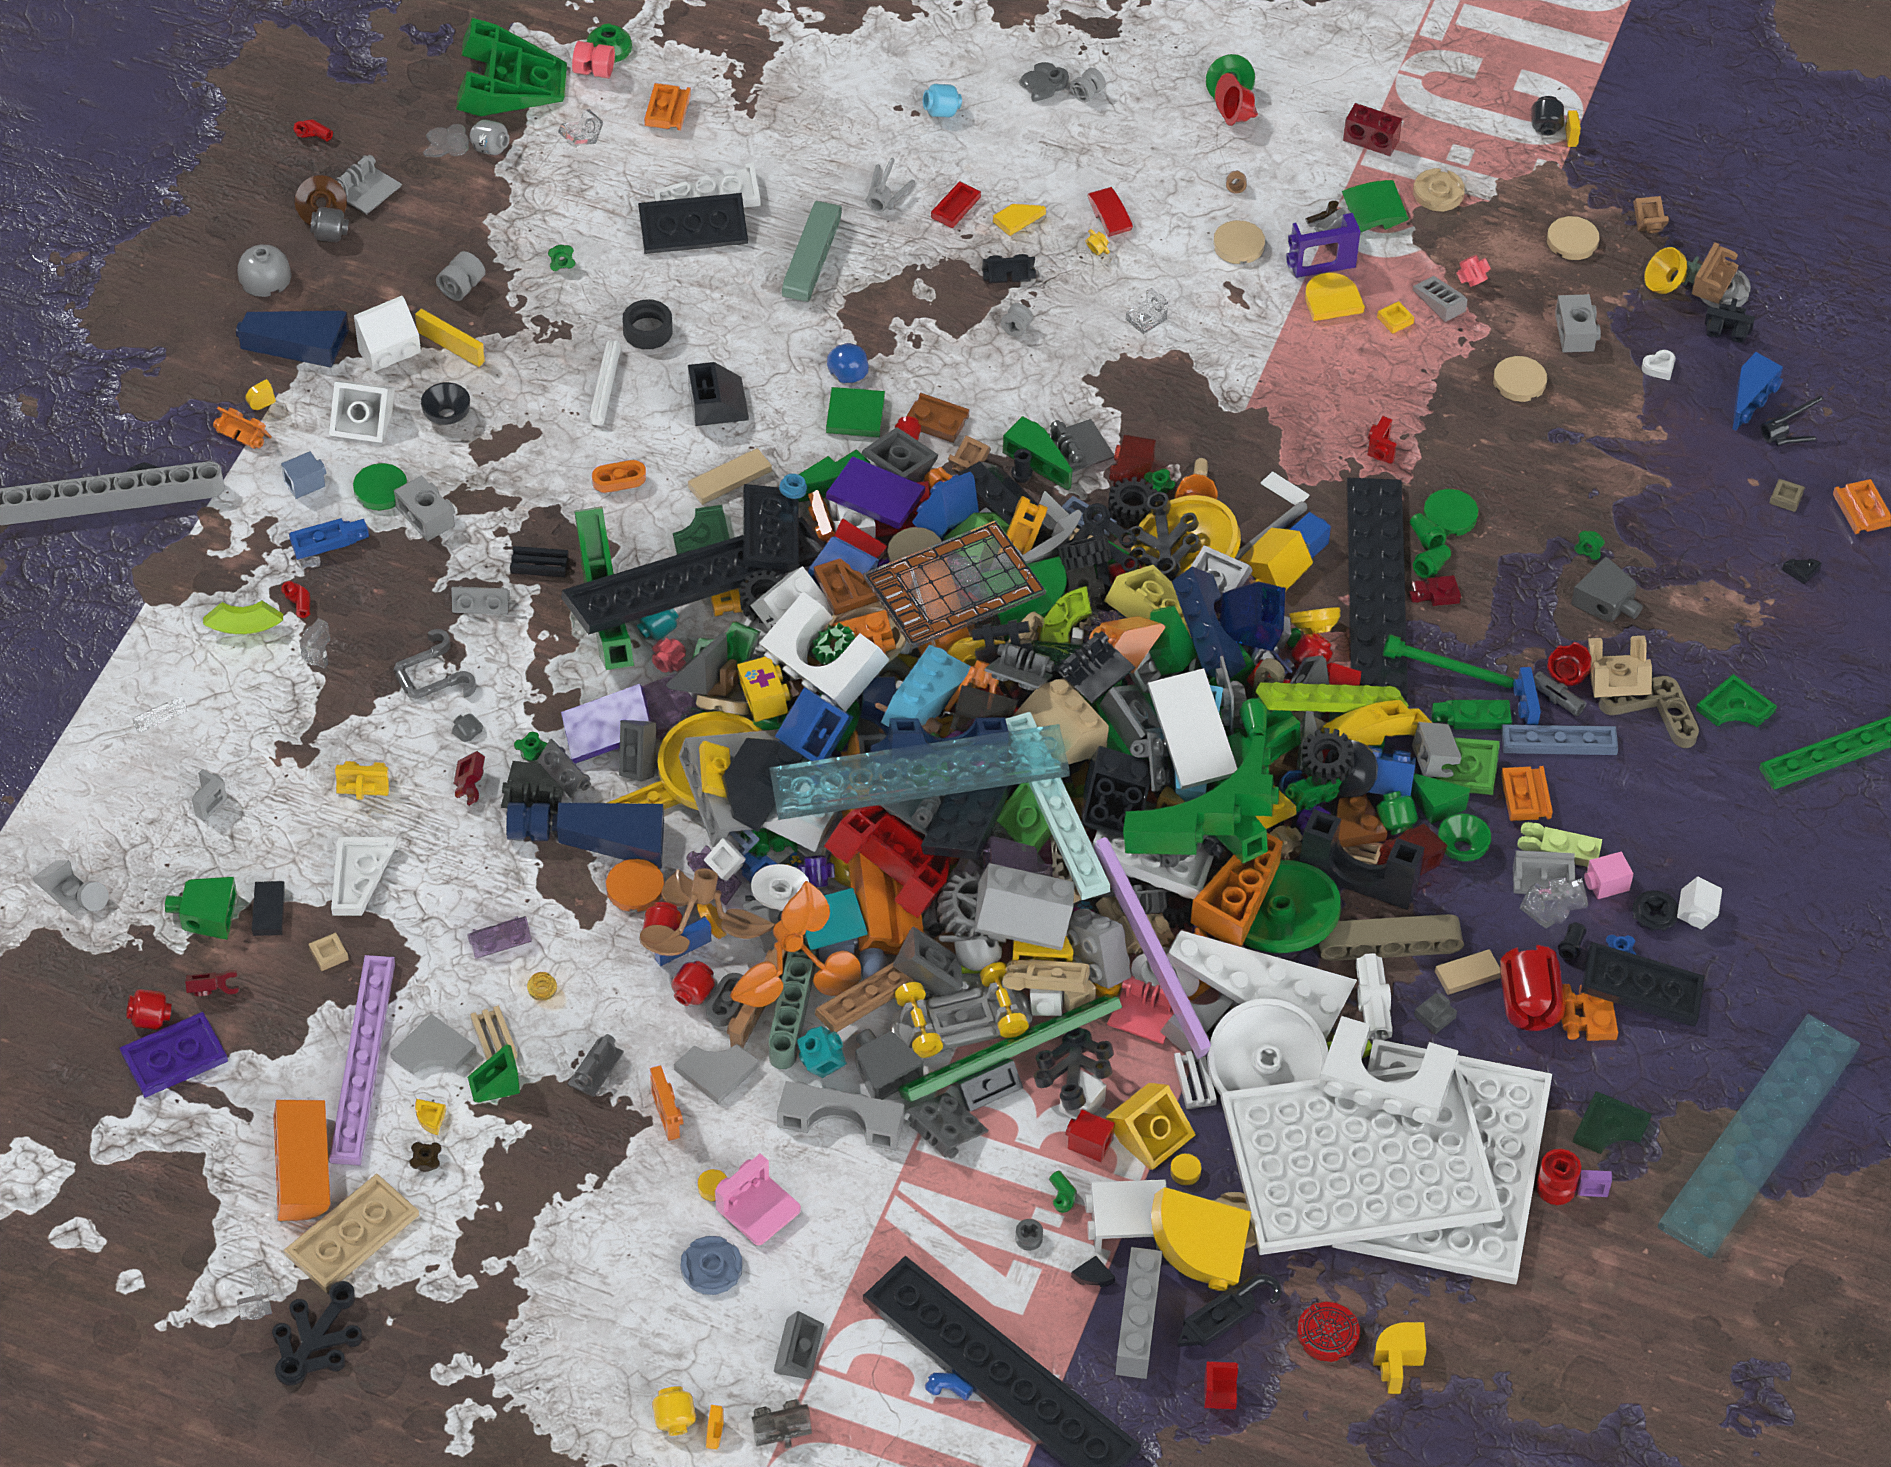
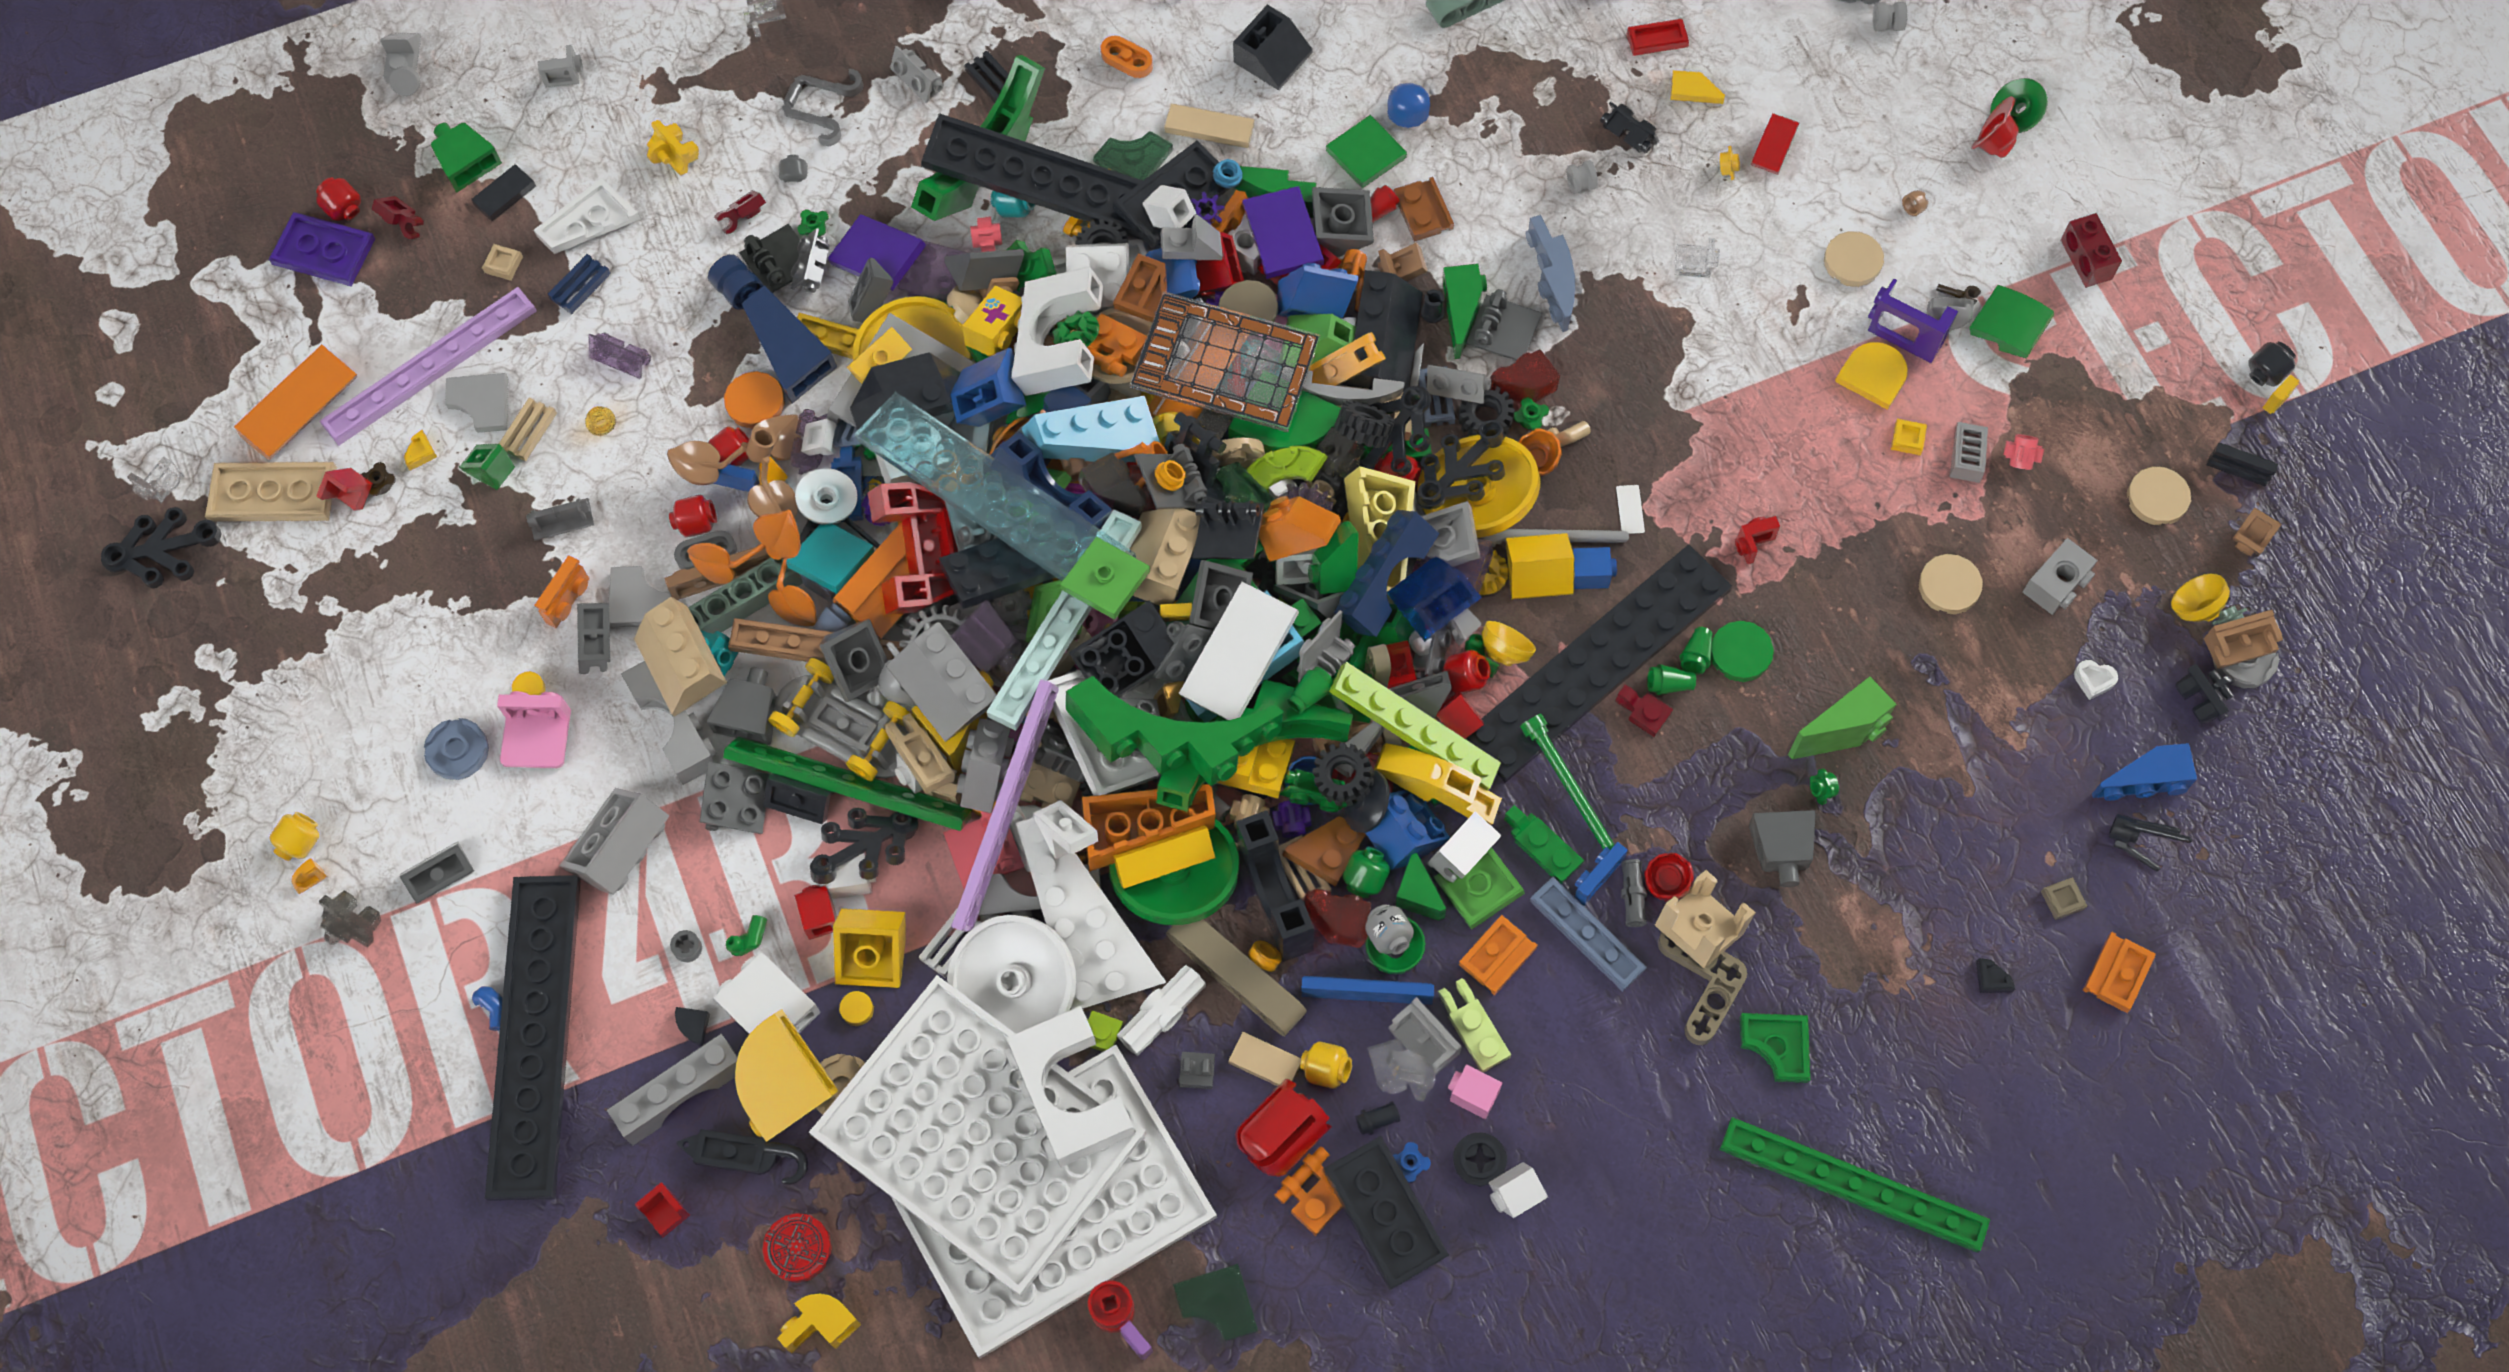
camera: 50 degrees right, 15 degrees up
(405, 899) = (576, 280): none -> dark blue tile
(417, 1175) = (345, 485): none -> red panel
(721, 1113) = (593, 636): none -> dark grey hinge
(791, 529) = (1169, 207): none -> white brick
(811, 517) = (1205, 202): none -> dark purple gear
(812, 1058) = (677, 655): none -> tan slope
(838, 535) = (1193, 243): none -> light grey slope
(899, 1214) = (615, 840): none -> light grey slope
(1020, 664) = (1170, 475): none -> light orange plate
(1062, 749) = (1105, 577): none -> bright green plate
(1079, 388) = (1557, 269): none -> sand blue slope
(1102, 491) = (1457, 384): none -> light grey hinge
(1121, 741) = (1176, 612): none -> yellow tile
(1205, 925) = (1064, 829): none -> white slope
(1277, 898) = (1164, 856): none -> yellow tile
(1395, 911) = (1265, 955): none -> light orange tile
(1438, 189) = (2090, 353): tan tile -> none
(1457, 824) = (1389, 929): none -> light grey head
(1478, 877) = (1367, 990): none -> blue tile
(1507, 935) = (1326, 1065): none -> yellow head
(1564, 492) = (1847, 723): none -> bright green slope
(1598, 183) = (2242, 464): none -> black tile

